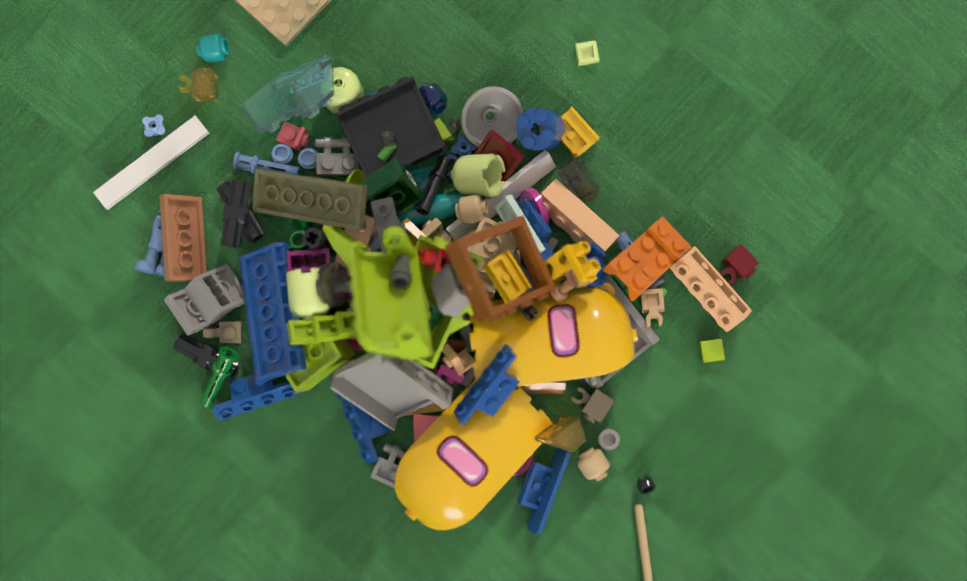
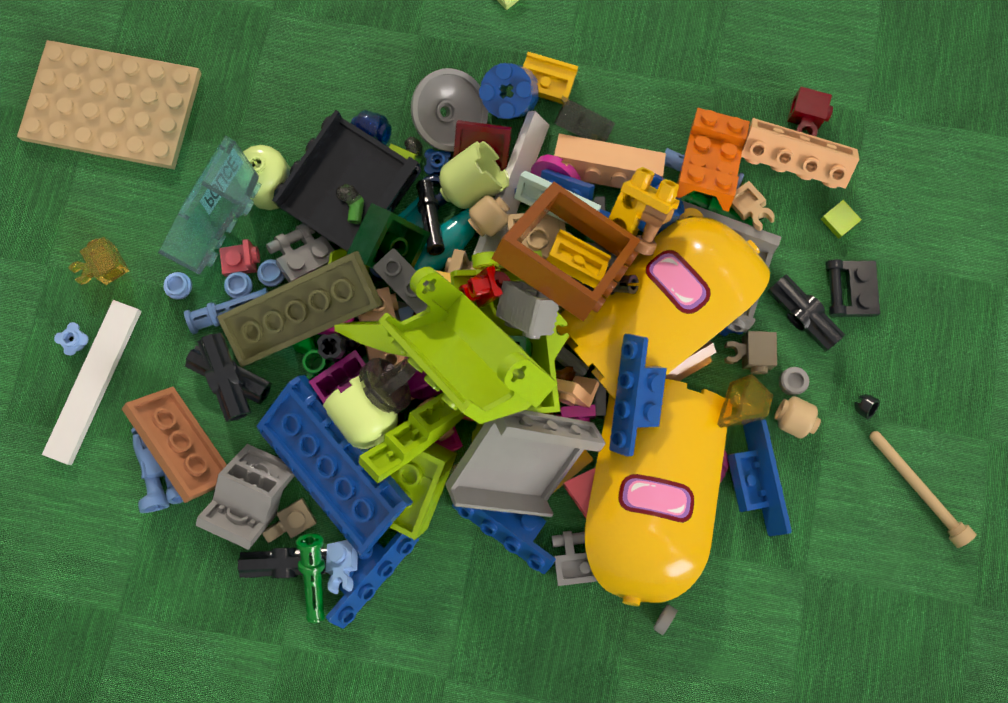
camera: 25 degrees left, 5 degrees down
(213, 48) = (90, 214): teal head -> none
(240, 378) = (340, 561): none -> light blue plate
(242, 130) = (177, 285): none -> light blue plate
(401, 273) = (459, 321): dark grey cone -> none
(425, 539) = (665, 619): none -> light grey tile
(645, 399) = (806, 313): none -> black piece
(694, 405) = (861, 288): none -> black plate

